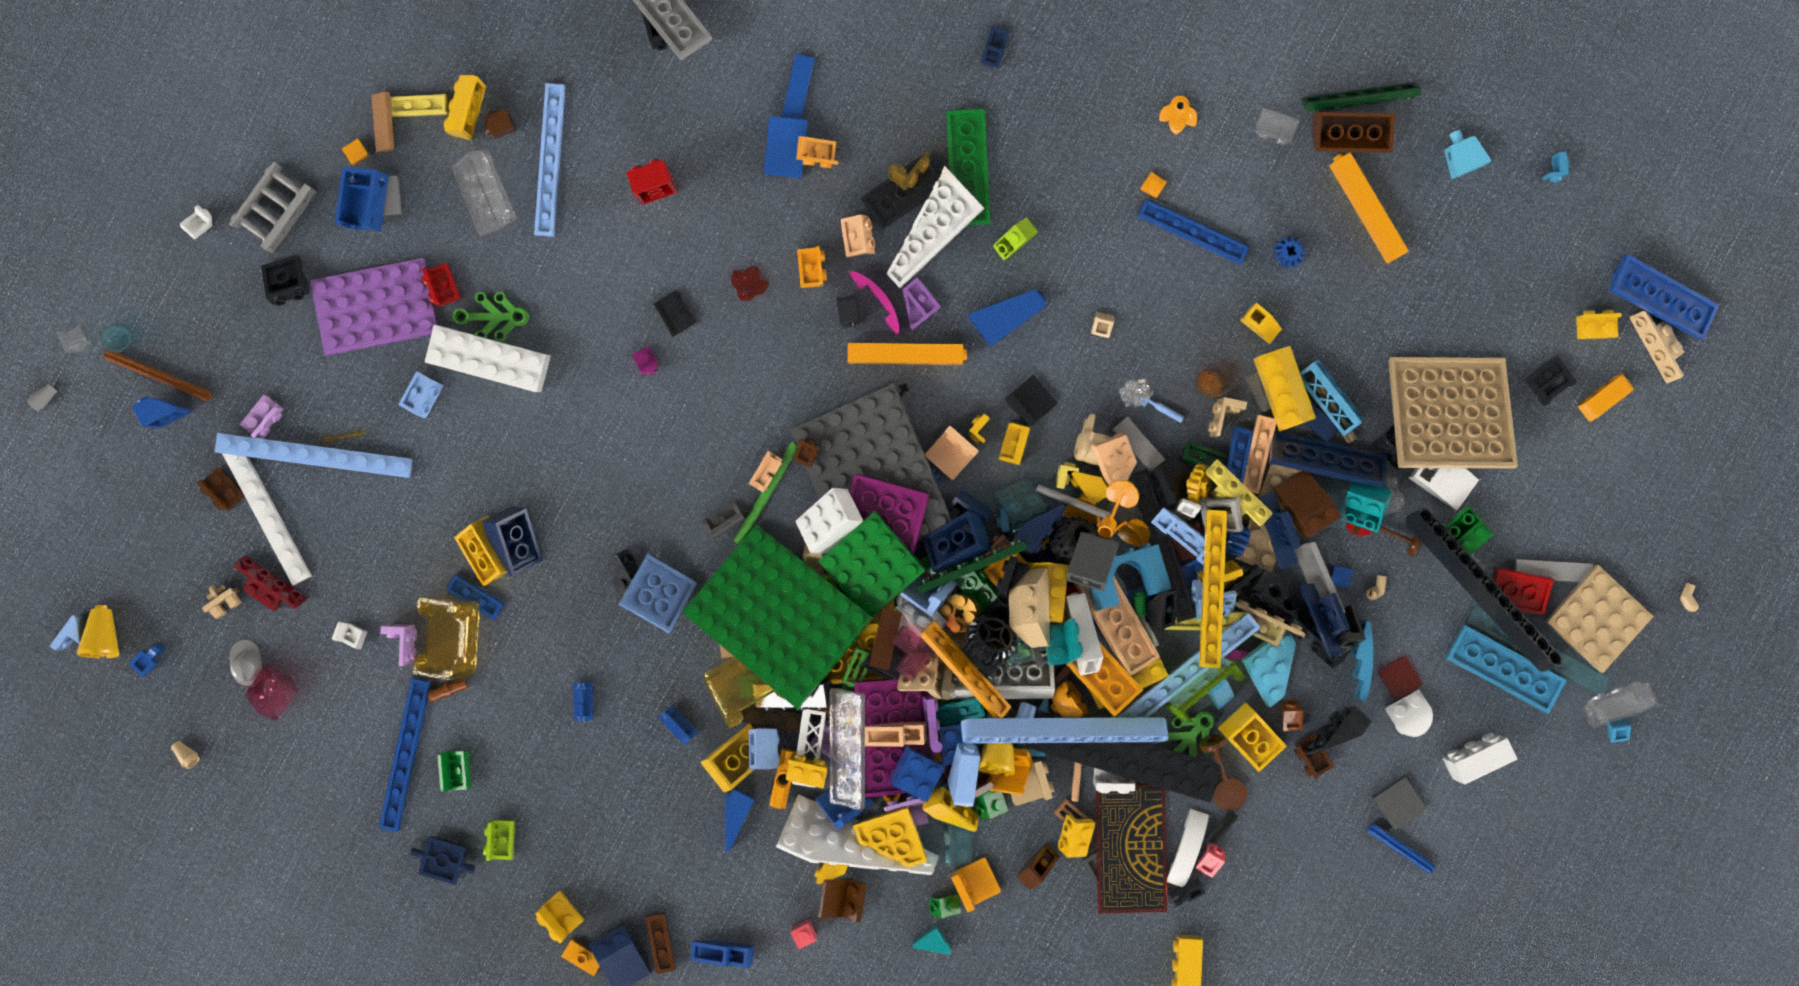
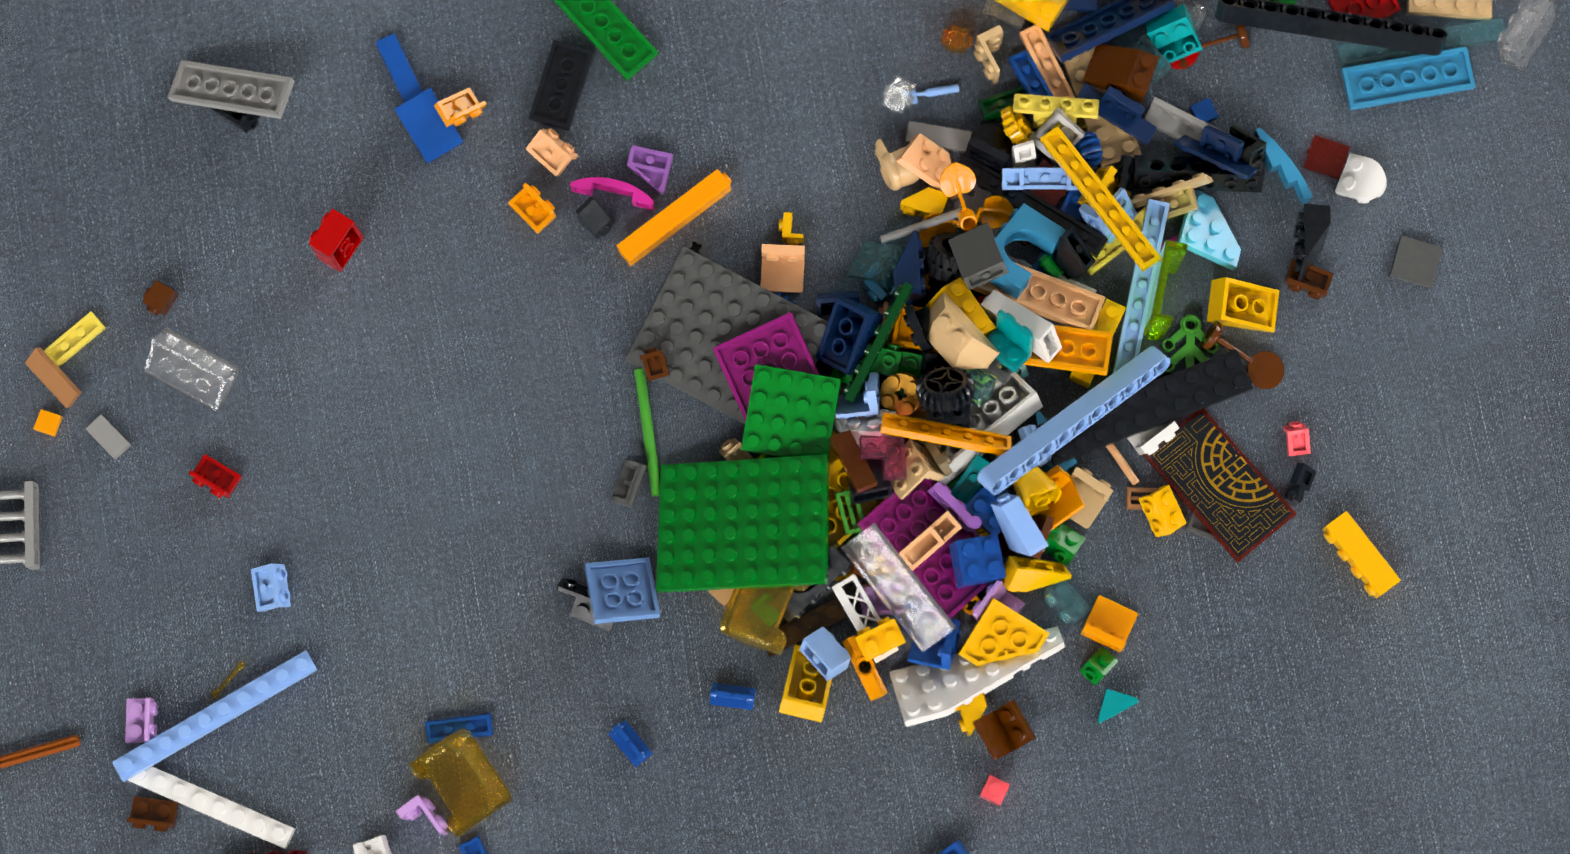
camera: 30 degrees left, 10 degrees down
(158, 412) = (44, 784): blue slope -> none
(284, 280) = (69, 582): black plate -> none
(362, 200) = (86, 455): blue piece -> none
(373, 307) = (168, 544): medium lavender plate -> none
(447, 689) = (499, 829): dark orange pin -> none
(465, 107) = (117, 307): yellow slope -> none
(480, 552) = (437, 678): yellow slope -> none
(487, 358) = (307, 507): white brick -> none
(494, 316) = (284, 469): bright green plant -> none
(513, 539) = (454, 645): dark blue slope -> none
(549, 160) = (228, 296): light blue tile -> none
(646, 362) = (450, 402): magenta bracket -> none
(675, 313) = (443, 341): black plate -> none
(736, 810) = (846, 730): blue slope -> none
(748, 280) = (487, 262): clear red plate -> none
(762, 476) = (633, 418): light nougat hinge -> none
(829, 521) = (722, 406): white brick -> none
(899, 176) = (553, 70): clear yellow bracket -> none
(939, 221) = (613, 80): white wing -> none
(1004, 317) = (734, 121): blue slope -> none
(1014, 443) = (830, 219): yellow hinge -> none
(1015, 238) = (690, 48): lime slope -> none
(1031, 401) = (815, 173): black bracket -> none
(1037, 867) = (1152, 565): reddish brown slope -> none
(1062, 477) = (895, 215): light yellow bracket -> none
(1062, 673) = (1034, 379): reddish brown tile -> none
(1067, 701) = (1056, 398): light orange cylinder -> none
(1102, 324) = (824, 63): tan slope -> none
(1188, 848) = (1269, 445): white slope -> none
(1221, 694) = (1182, 283): dark azure slope -> none
(1222, 827) = (1282, 404): pearl dark grey axle -> none
(1291, 715) = (1261, 260): dark orange bracket -> none
(1377, 590) = (1245, 97): tan arm -> none
(1401, 848) = (1445, 299): blue axle -> none
(1479, 758) = (1447, 167): white brick -> none
(1619, 730) = (1547, 54): dark azure slope -> none

